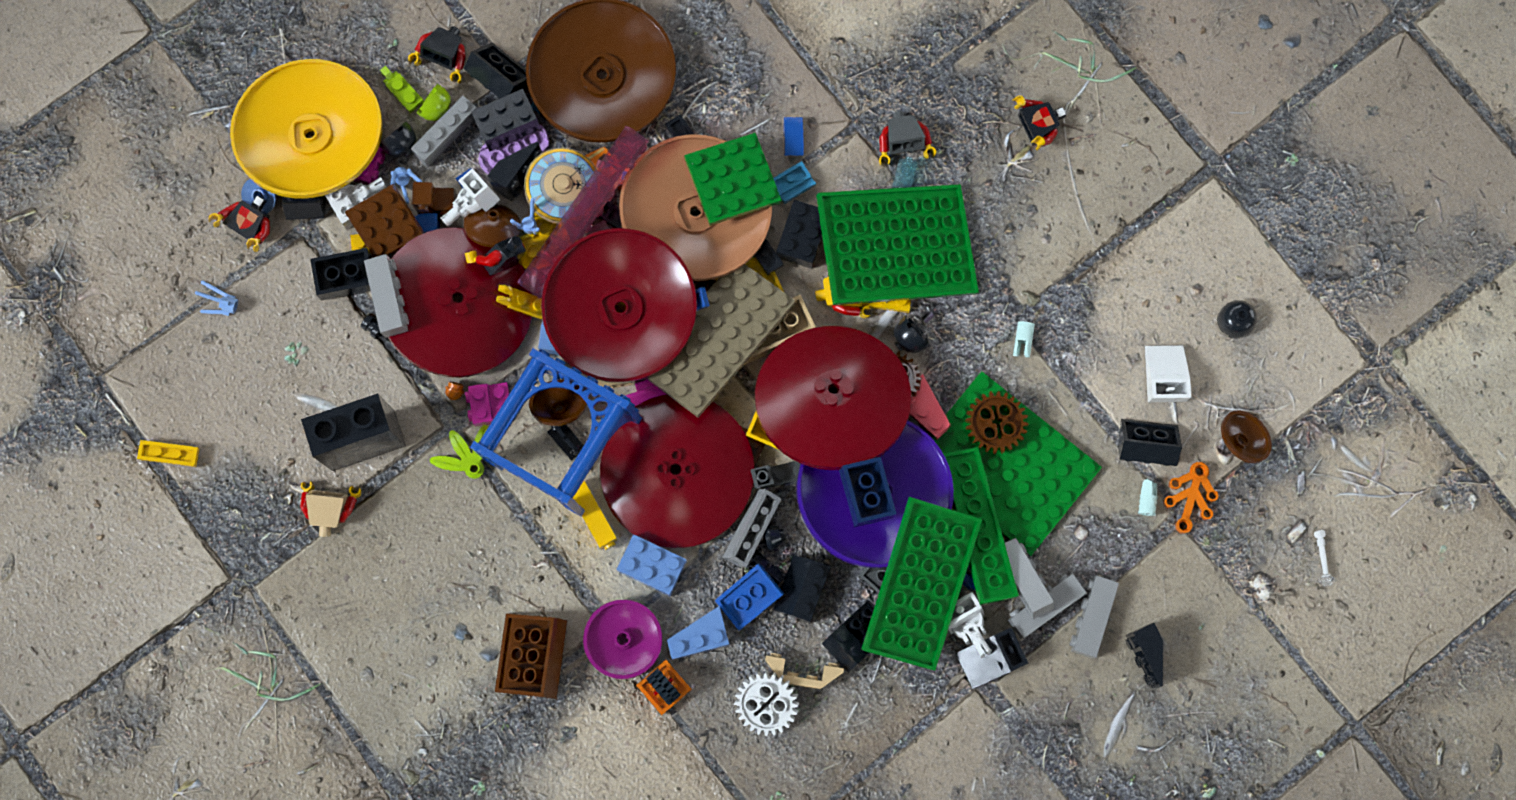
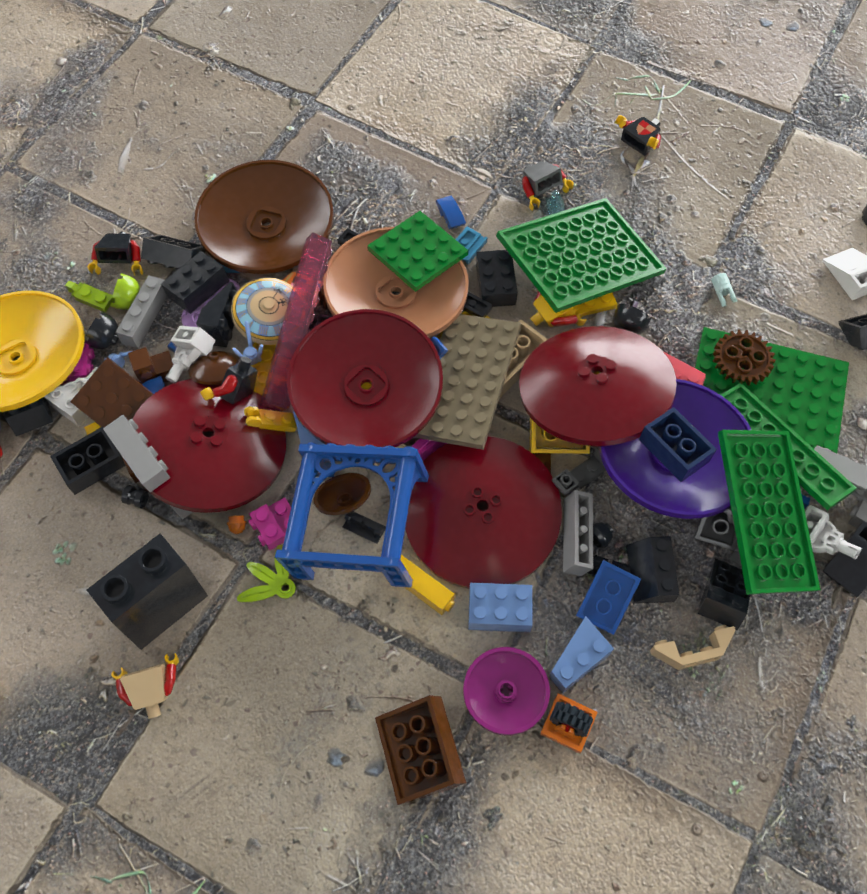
camera: 20 degrees left, 15 degrees down
(779, 715) = (697, 700): white gear -> none

